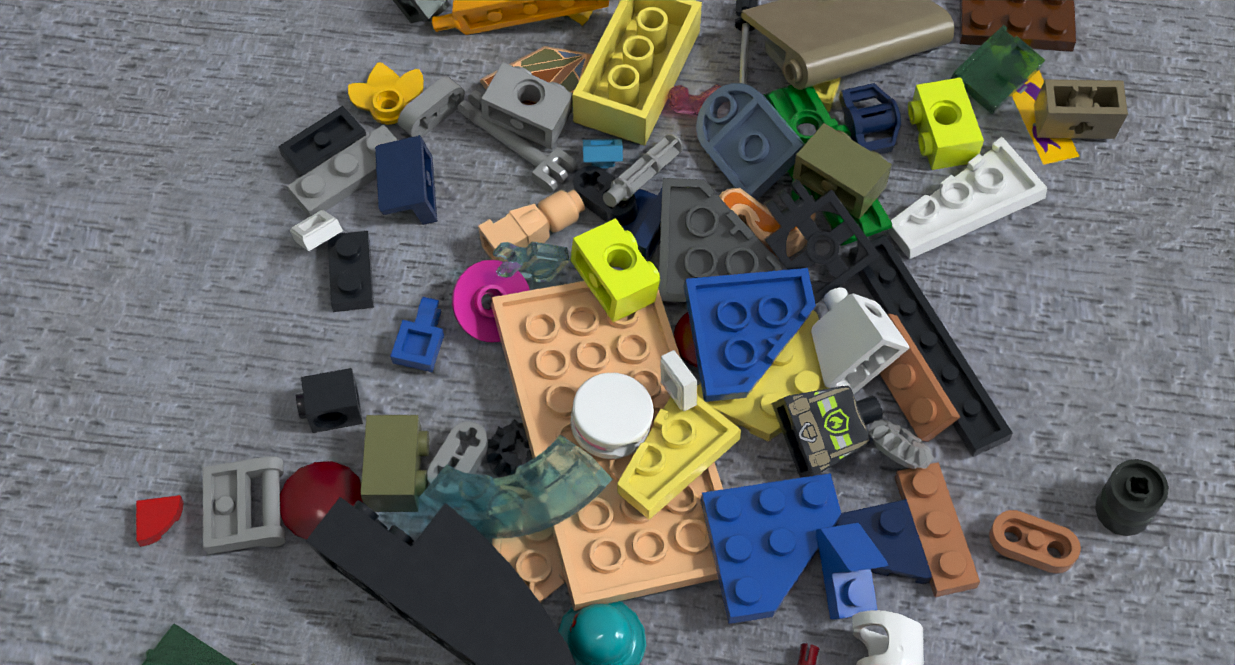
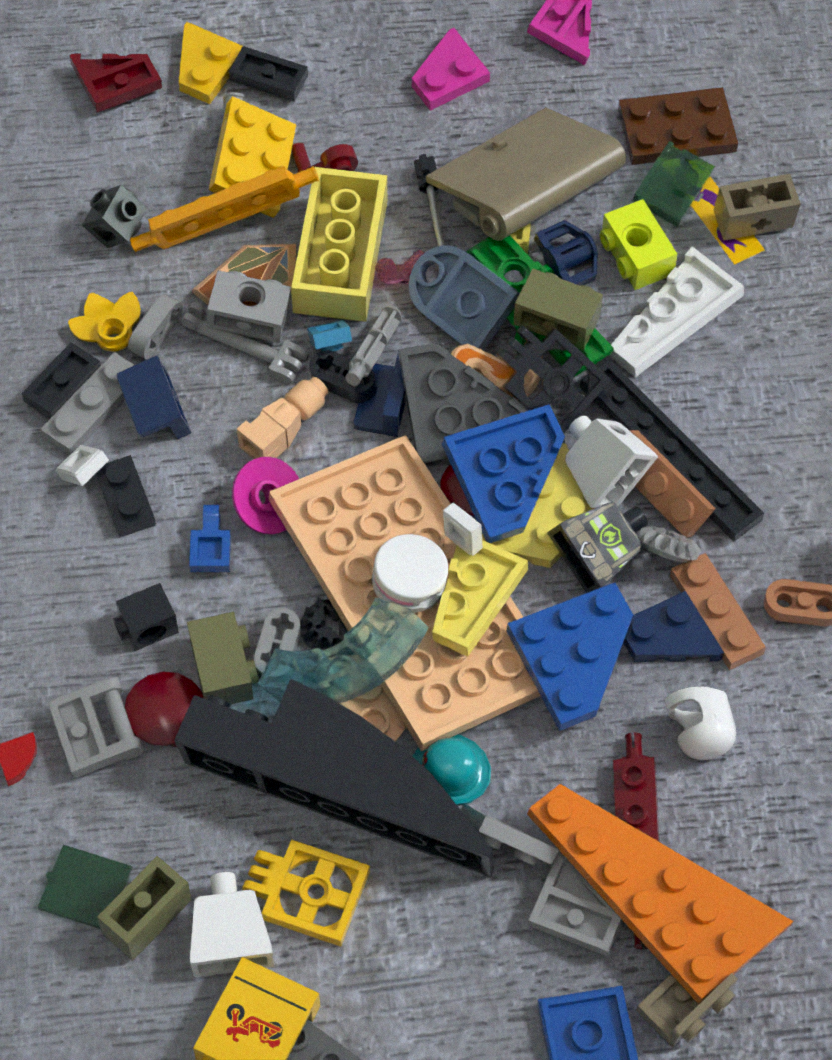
camera: 15 degrees left, 0 degrees up
(535, 262) = (299, 451): clear light blue plate -> none
(616, 290) = (383, 461): neon yellow brick -> none
(846, 565) = (649, 660): blue slope -> none

